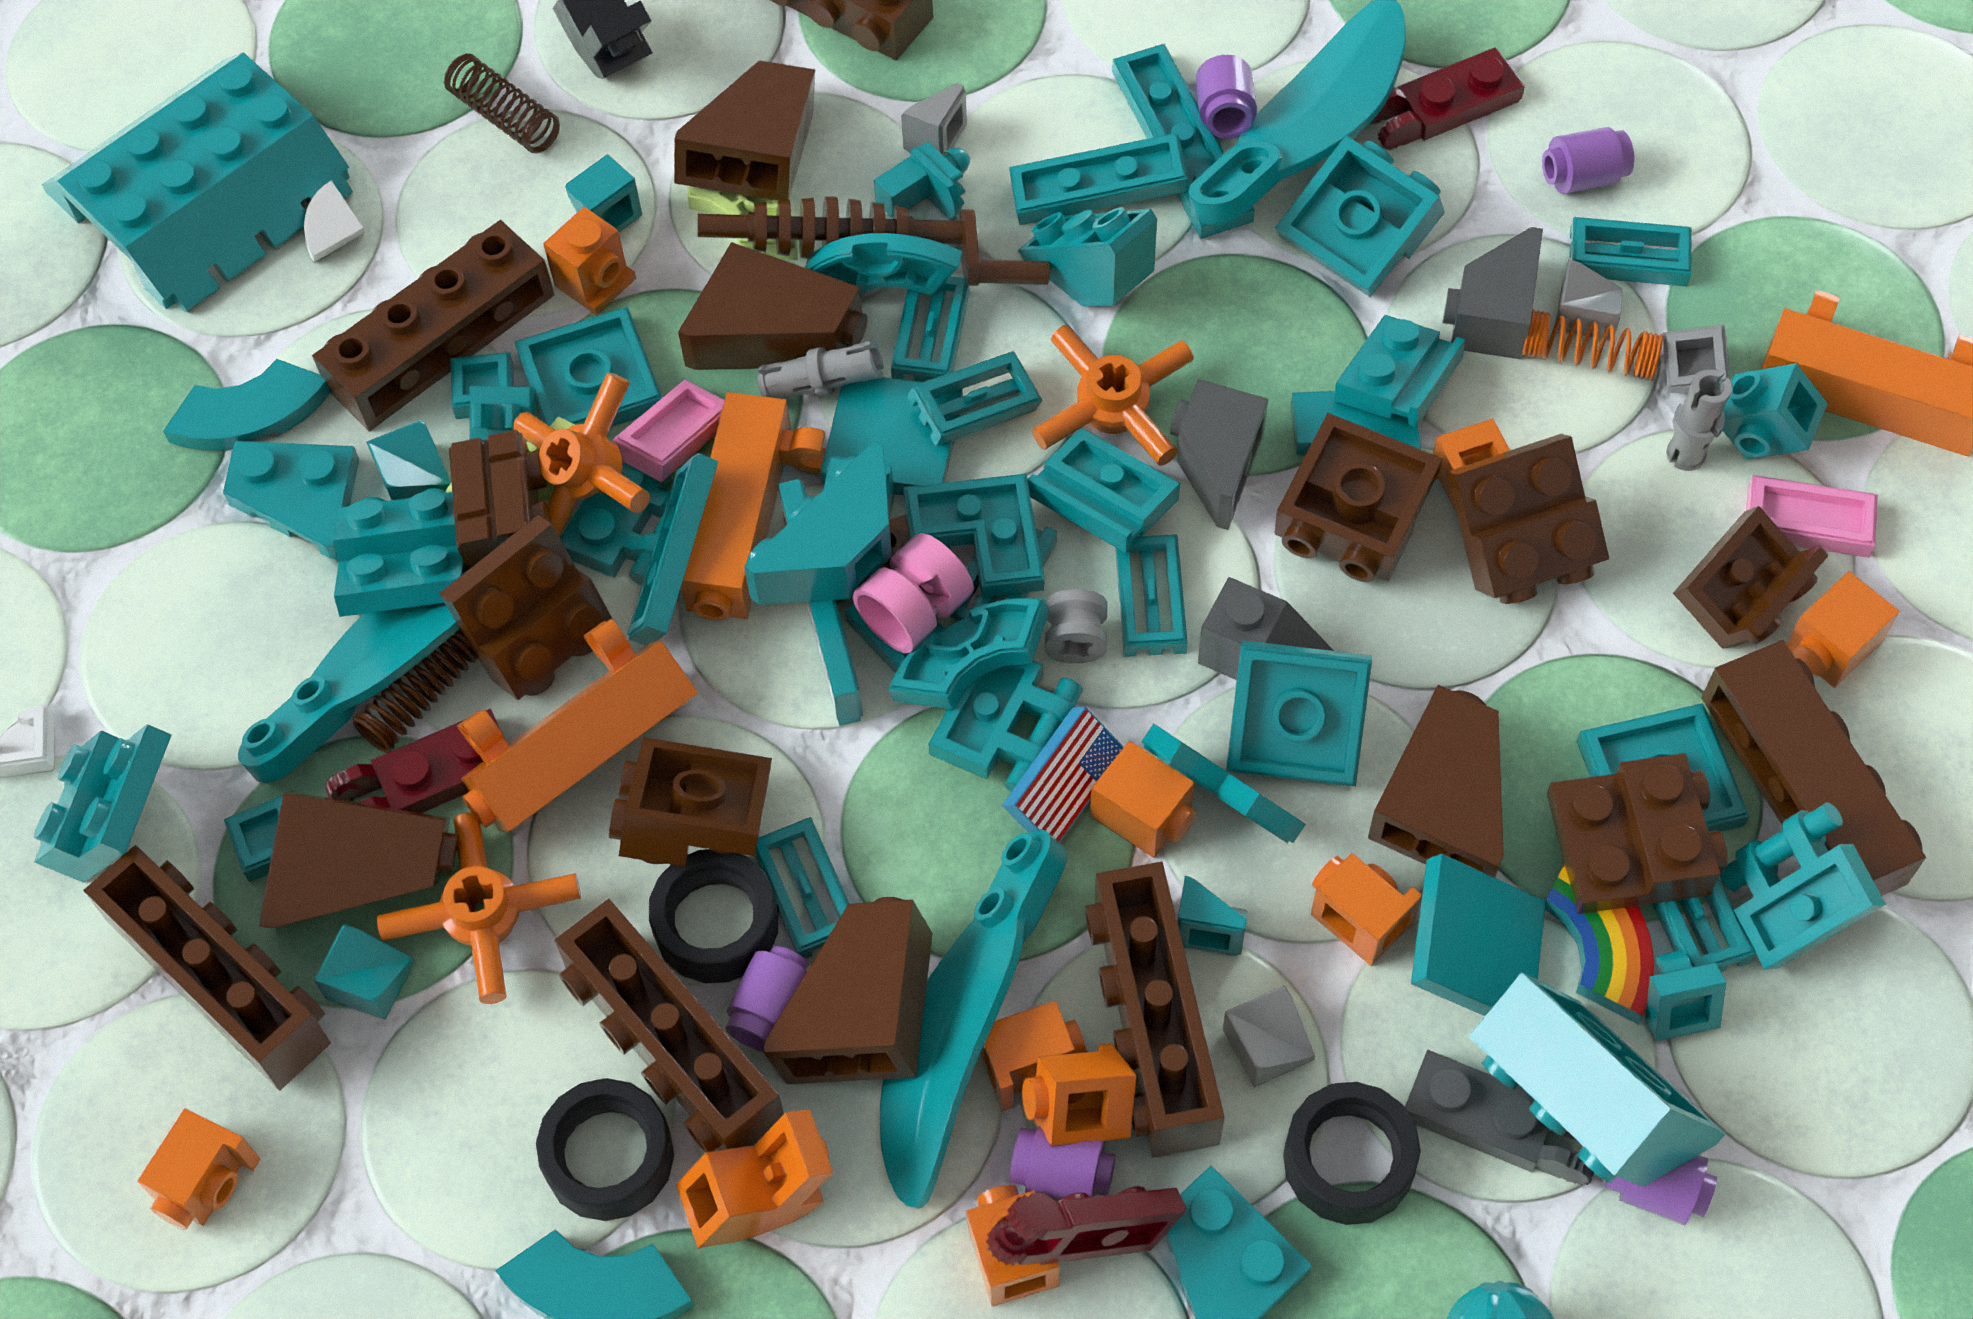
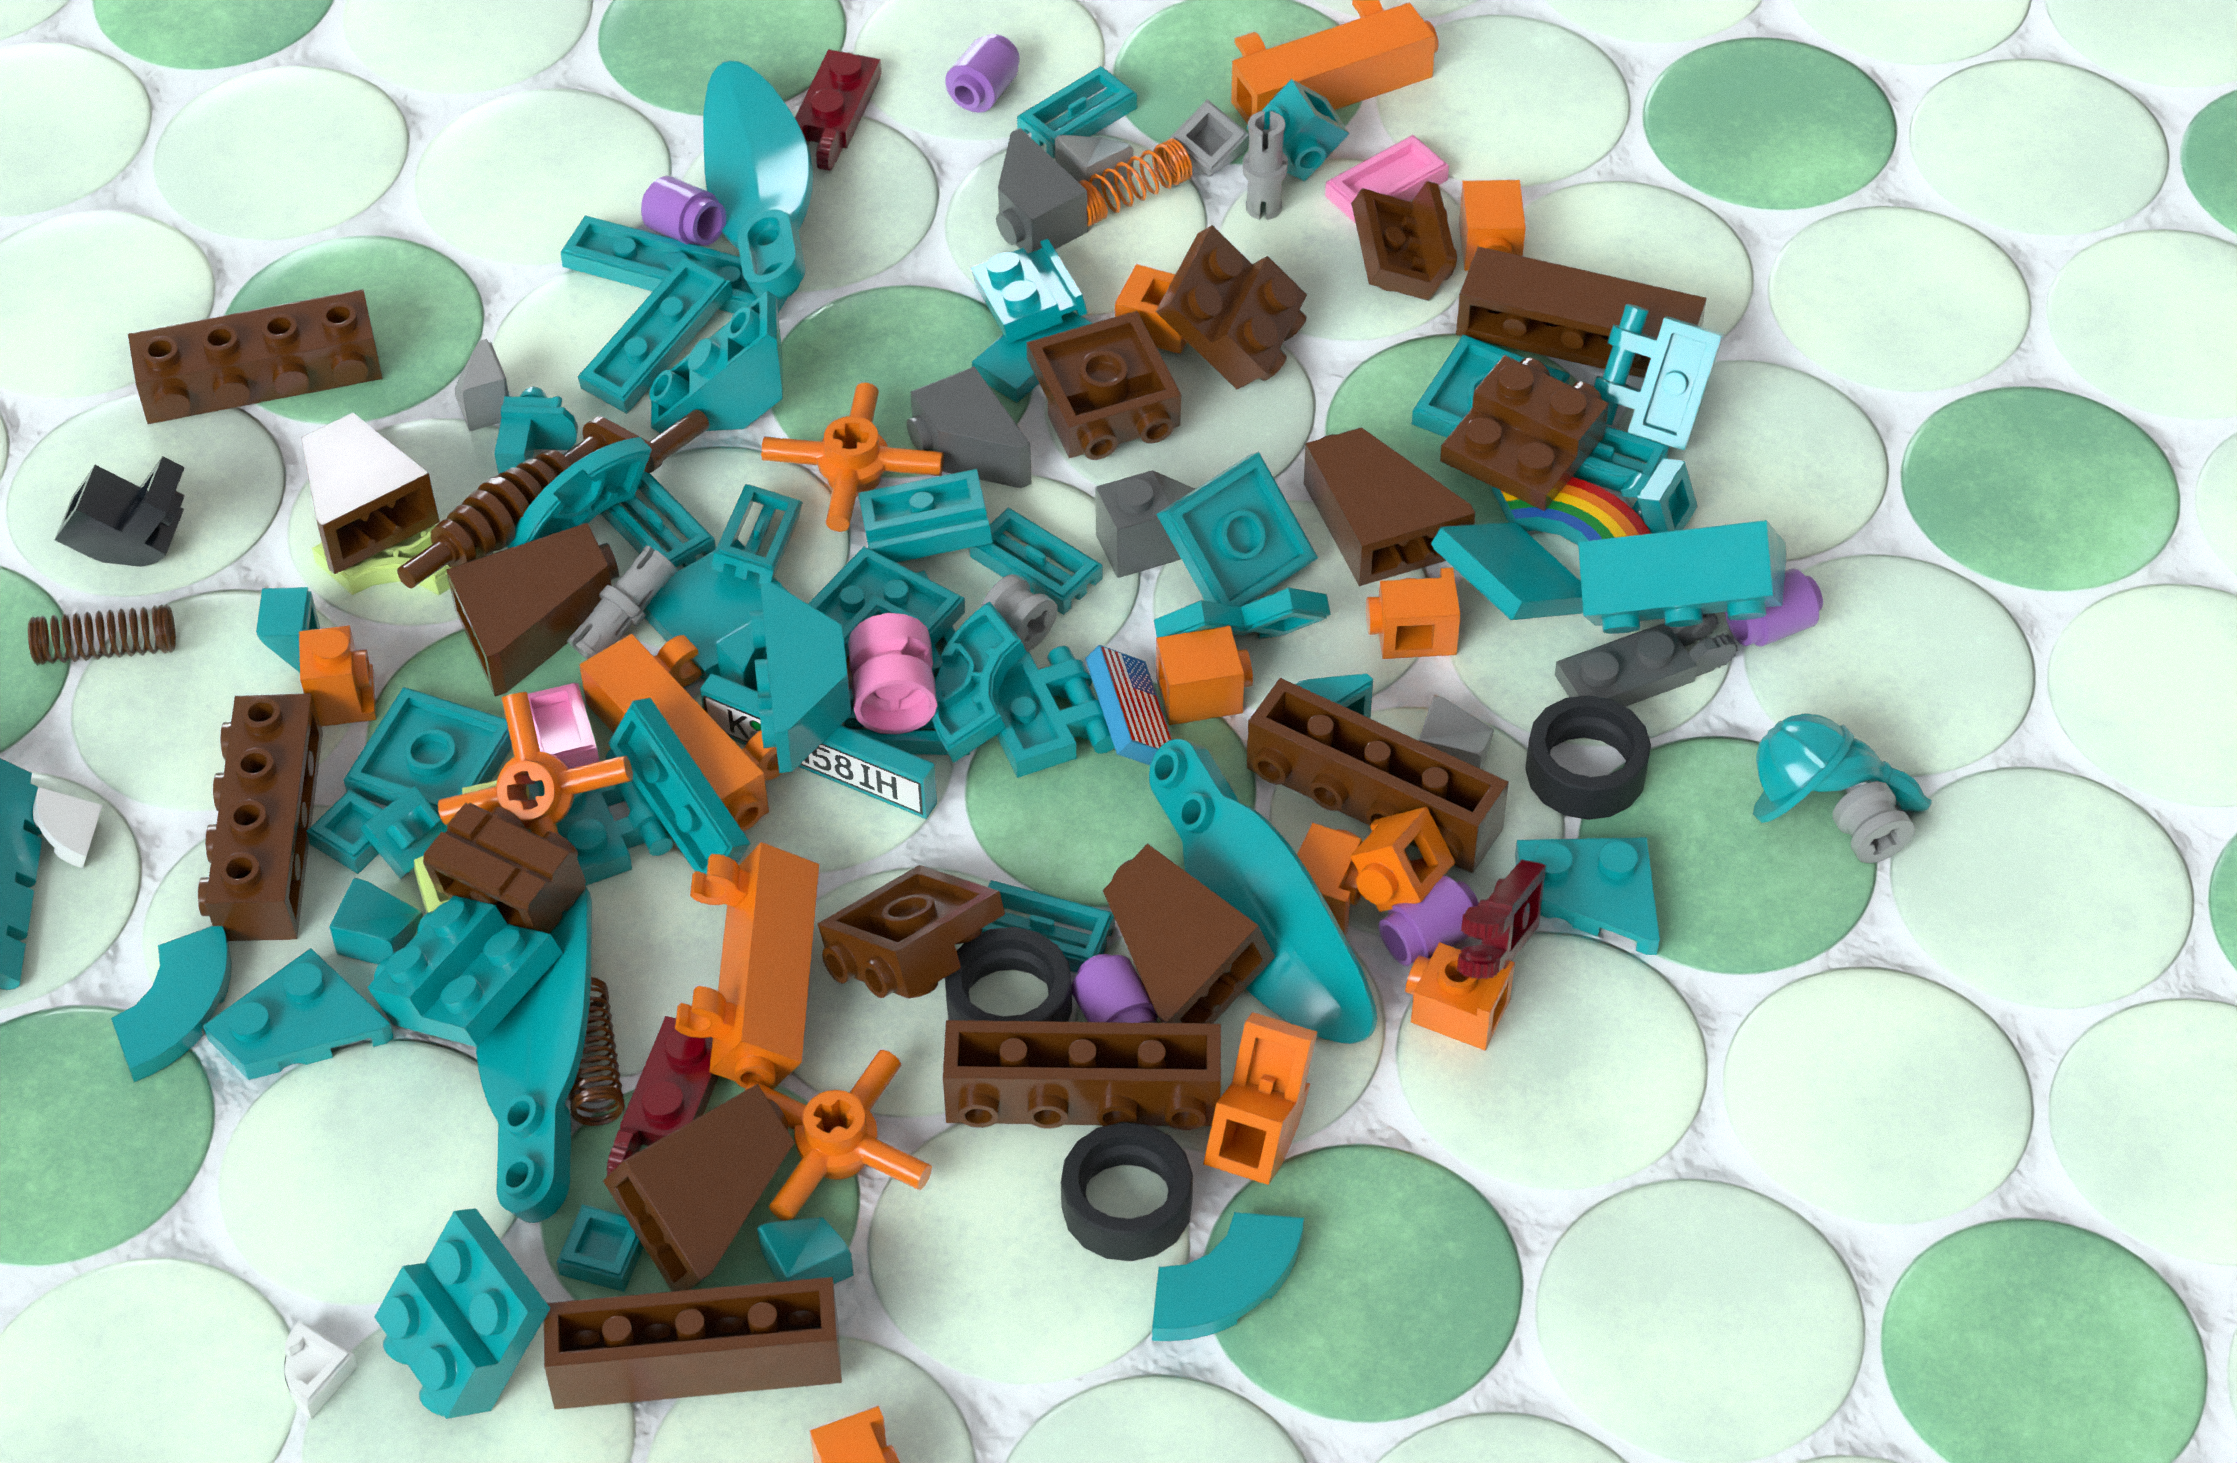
camera: 50 degrees left, 10 degrees down
(526, 609) = (624, 919): reddish brown plate -> none
(1362, 214) = (878, 215): teal plate -> none

